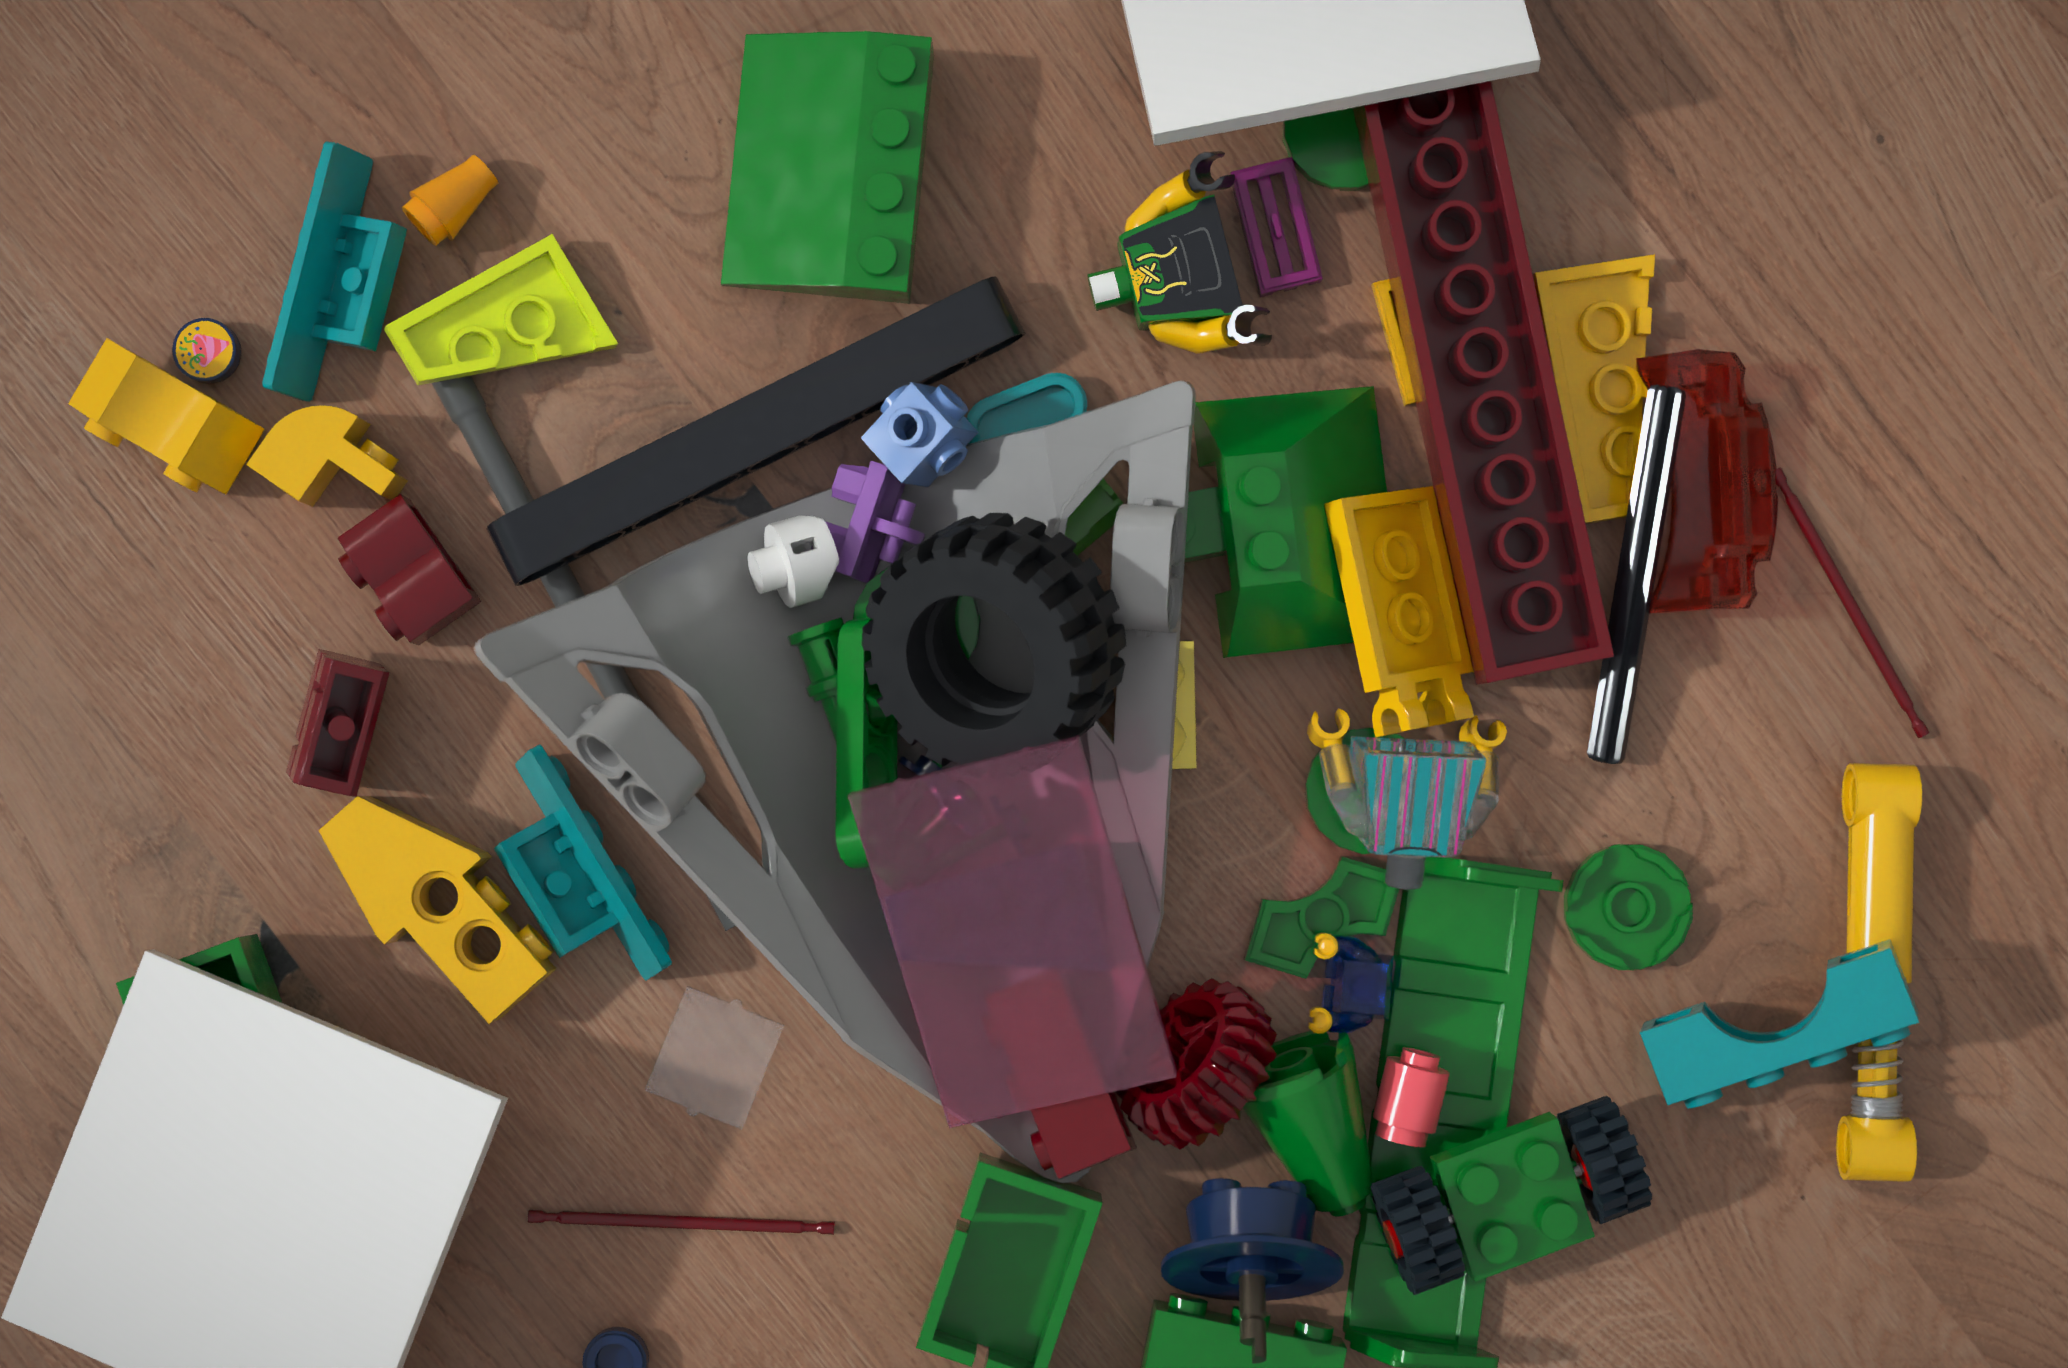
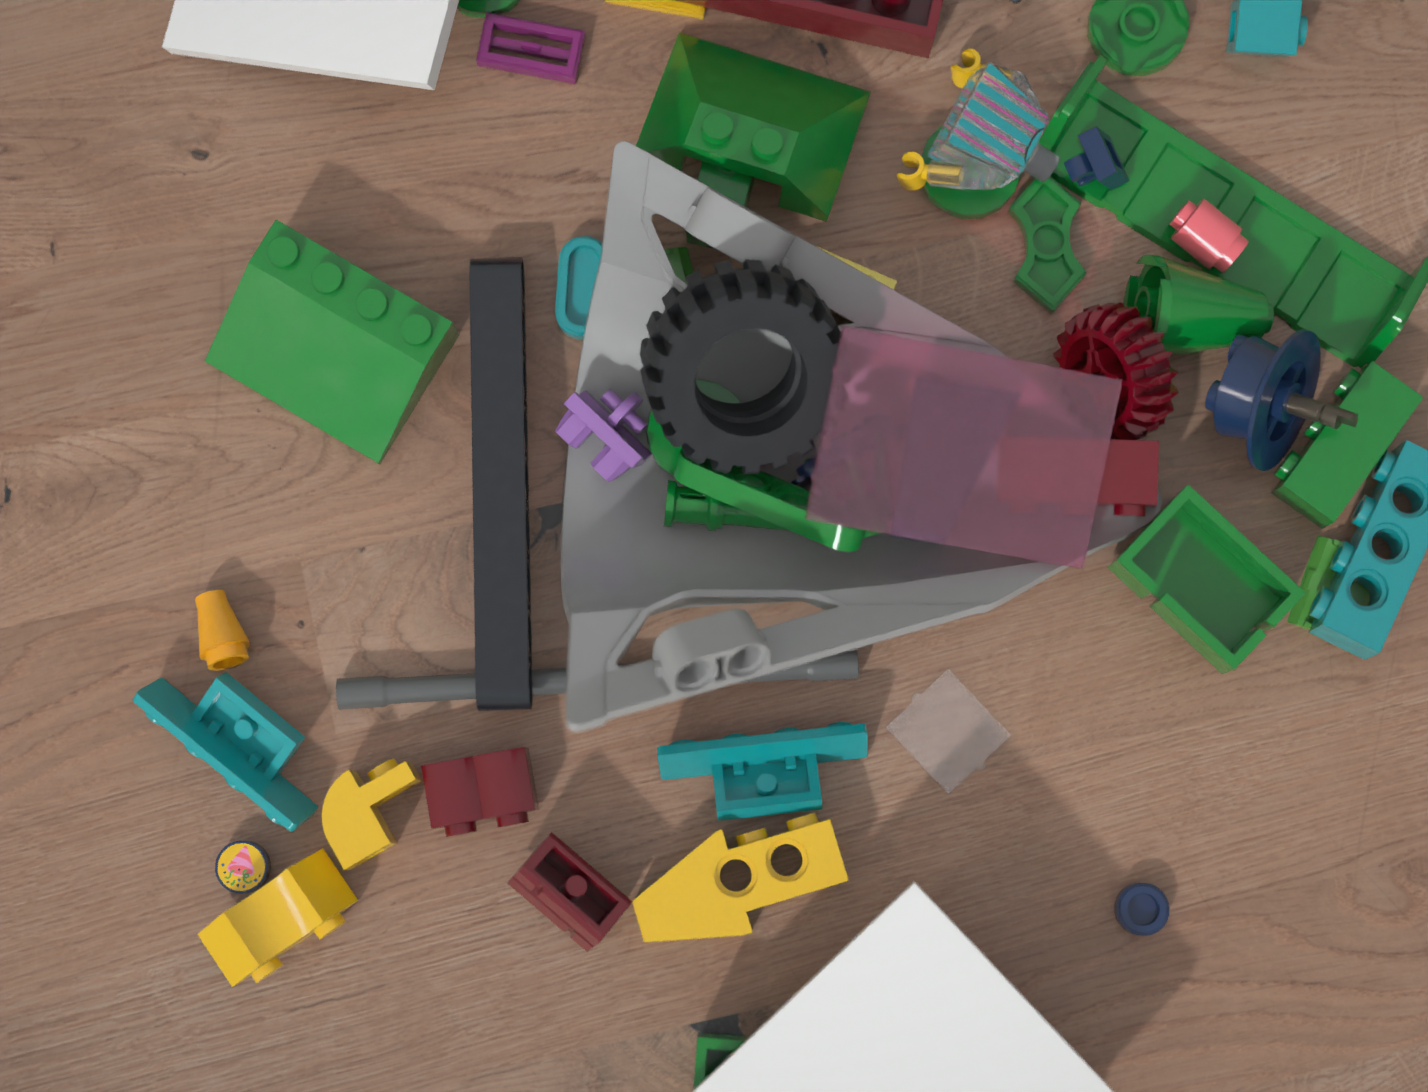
camera: 60 degrees left, 5 degrees down
(503, 319) = (327, 631): neon yellow wing -> none
(681, 1222) = (1059, 813): dark red piece -> none
(789, 562) = (614, 501): white piece -> none
(921, 433) = (555, 375): medium blue brick -> none
(1180, 267) = (529, 124): torso -> none
(1357, 988) = (1107, 237): clear blue piece -> none
(1402, 607) = (850, 79): yellow tile -> none
(1439, 935) = (1097, 162): none -> dark blue tile
(1512, 1195) = (1313, 193): plate -> none

